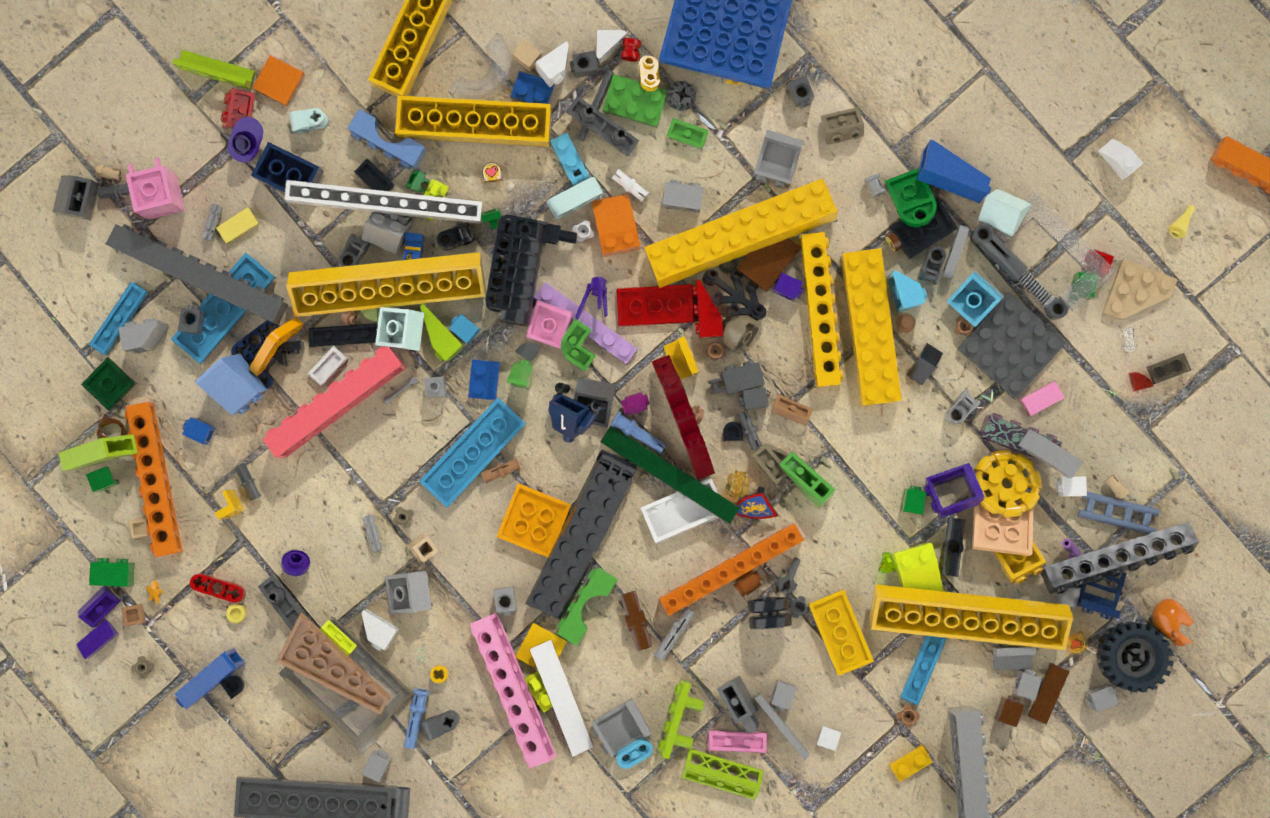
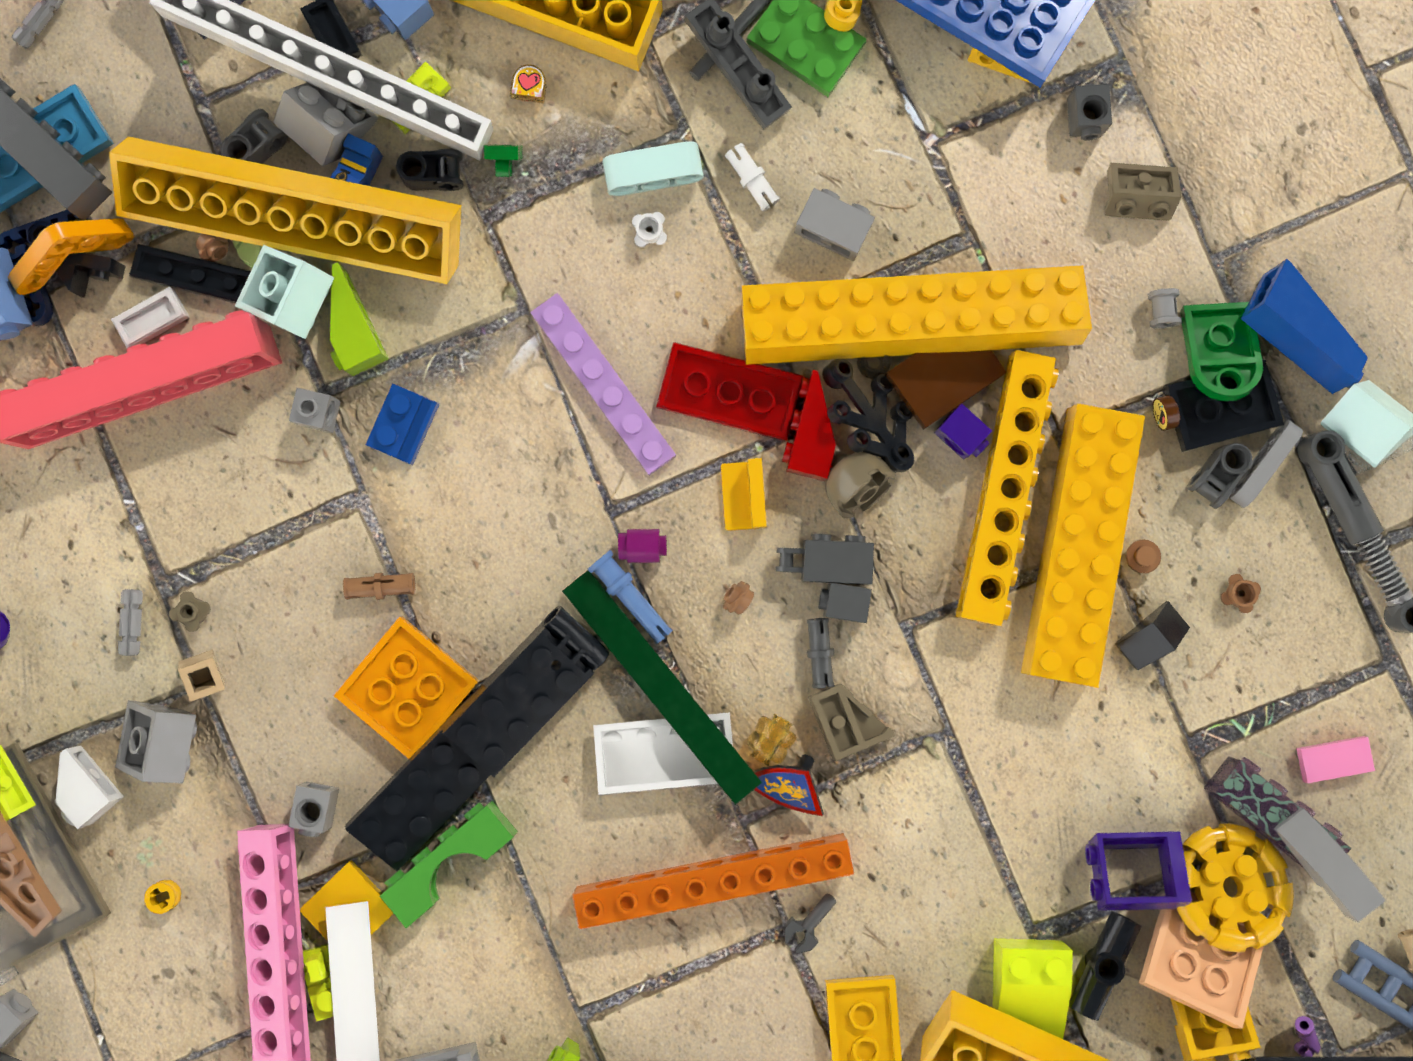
camera: 15 degrees right, 0 degrees up
(237, 225) = (79, 38): light yellow tile -> none
(412, 381) = (283, 387): light grey hinge -> none
(415, 180) = (396, 56): green tile -> none
(417, 709) = (104, 946): medium blue pin -> none
(437, 725) = (135, 984): dark grey piece -> none
(464, 328) = (395, 328): dark azure brick -> none
(472, 452) = (341, 540): dark azure plate -> none
(520, 265) = (522, 250): black piece -> none
(521, 374) = (463, 435): bright green slope -> none
(528, 350) = (492, 399): dark grey tile -> none
(549, 324) = (541, 366): bright pink tile -> none
(569, 158) = (665, 100): medium azure plate -> none
(569, 415) = (523, 532): dark blue torso -> none
(572, 347) = (567, 412): bright green plate -> none
(591, 390) = (571, 520): dark grey slope -> none
(599, 289) = (643, 333): dark purple plant -> none
(616, 225) = (706, 237): orange slope -> none
(636, 620) = (523, 916): reddish brown piece -> none
(673, 98) = (872, 55): dark grey gear -> none
(674, 633) = (592, 950): light grey pin -> none
(684, 417) = (715, 596): dark red arch -> none
(687, 133) = (876, 121): bright green plate -> none
(720, 351) = (814, 496): medium nougat plate -> none
(732, 432) = (791, 646): black tile -> none
(748, 583) = (734, 914): dark orange brick -> none
(769, 612) = (754, 980): black wheel -> none
(777, 159) = (1015, 211): light grey panel -> none
(791, 410) = (903, 642): medium nougat plate -> none
(804, 609) = (814, 988): flat silver plate -> none
(807, 480) = (892, 770): bright green slope -> none
(886, 565) = (980, 958): clear neon green rock -> none
(905, 292) = (1163, 503): medium azure slope -> none
(913, 500) = (1061, 864): green brick -> none
(963, 406) = (1198, 728): light grey piece -> none
(975, 298) = (1276, 554): medium azure slope -> none
(1011, 345) = (1311, 653): dark grey plate -> none
(1071, 486) = (1335, 928): white brick -> none

